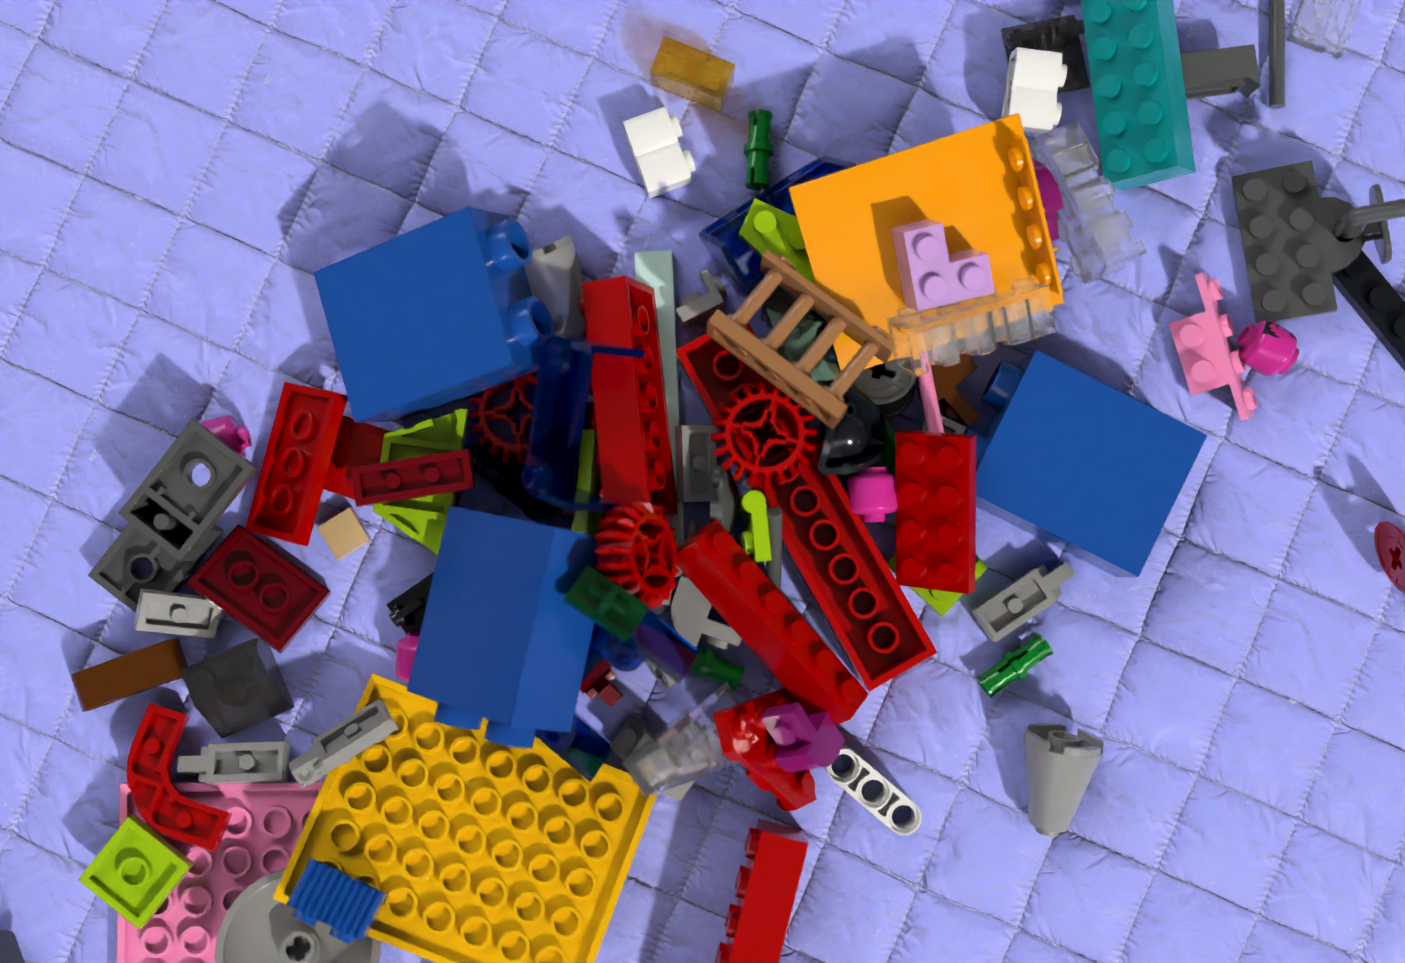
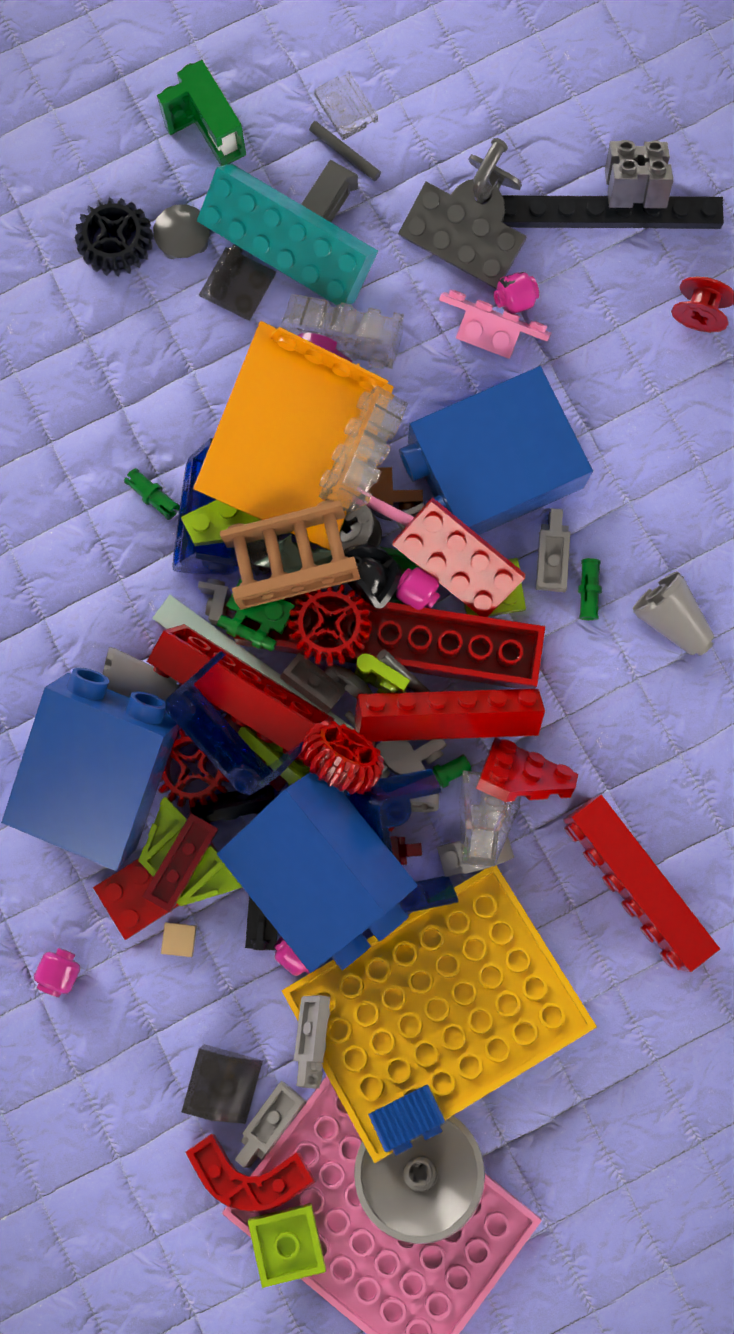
camera: 50 degrees left, 5 degrees down
(129, 674) = (156, 1151): reddish brown beam -> none
(173, 516) = (82, 1042): dark grey bracket -> none
(176, 614) = (143, 1086): light grey plate -> none
(259, 588) = (169, 1021): dark red tile -> none
(296, 463) = (110, 933): red plate -> none
(606, 603) = (357, 795): dark green hips -> none
(658, 152) = (102, 554): white brick -> none
(692, 74) = (72, 496): clear yellow brick -> none
(725, 369) = (270, 615): none -> green plate
(802, 739) = (533, 749): magenta brick -> none
(888, 798) = (611, 728): white beam -> none
(931, 274) = (316, 446): lavender brick -> none
(1033, 88) = (250, 304): white brick -> none

